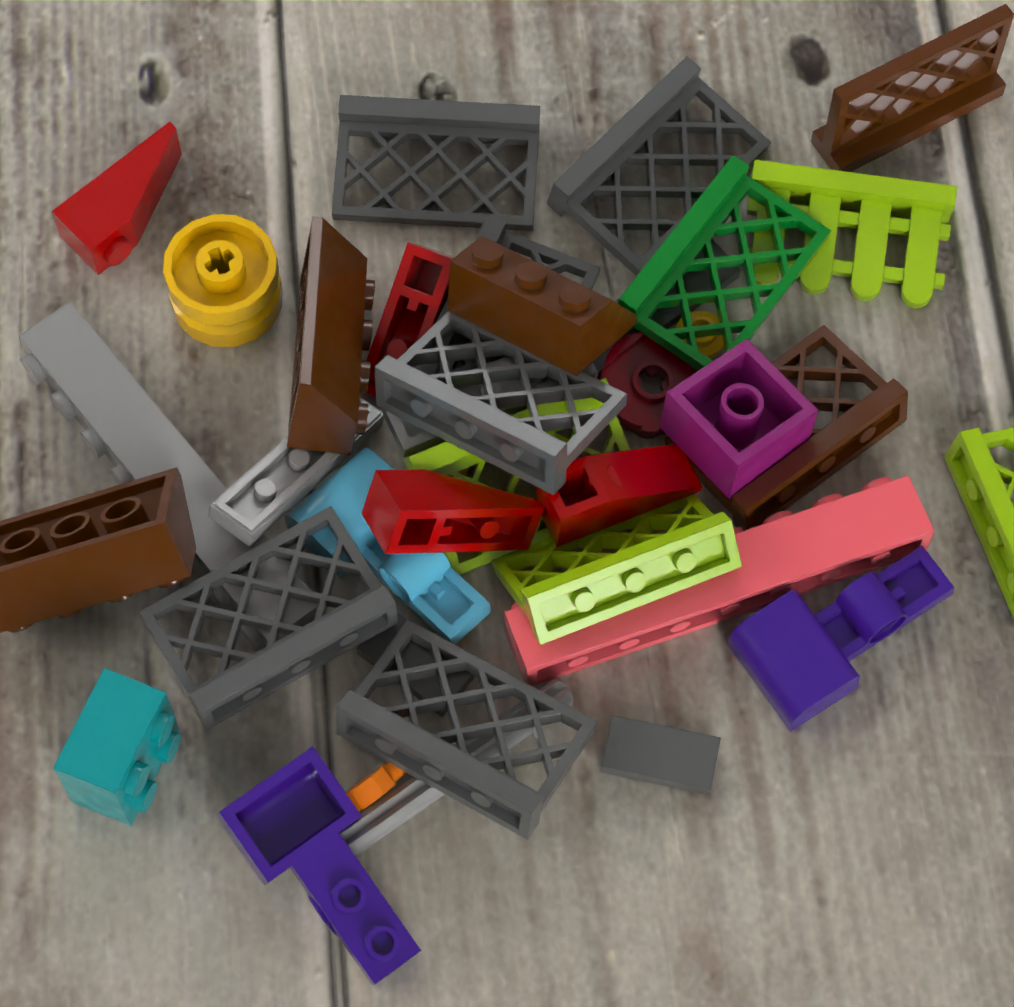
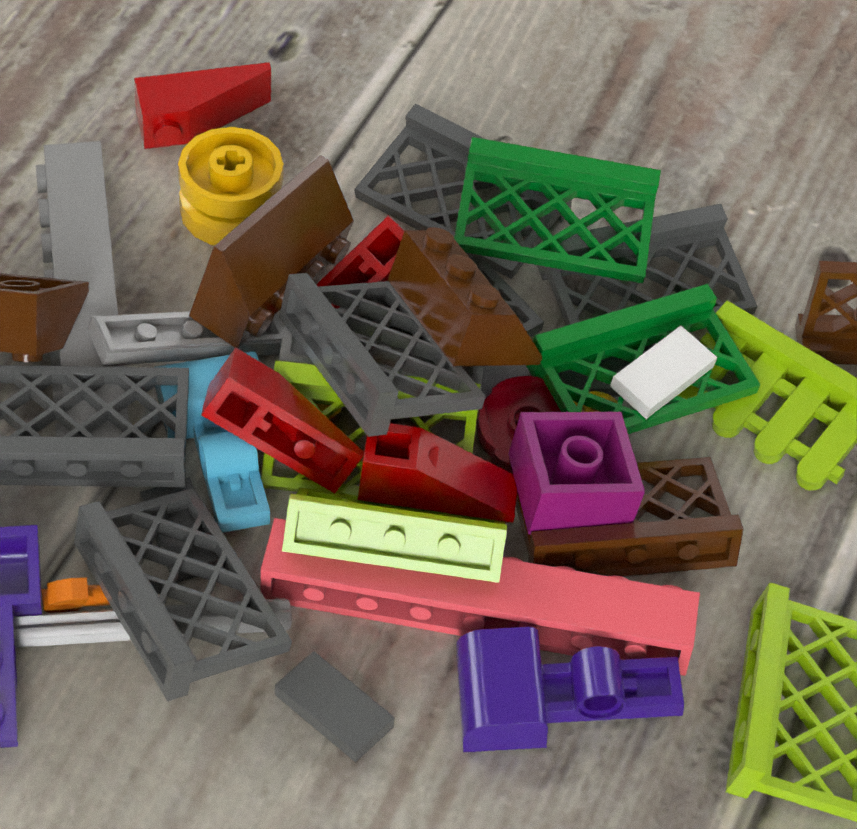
camera: 25 degrees right, 15 degrees down
(541, 108) = (560, 179): none -> green fence
(747, 269) = (663, 372): none -> white tile

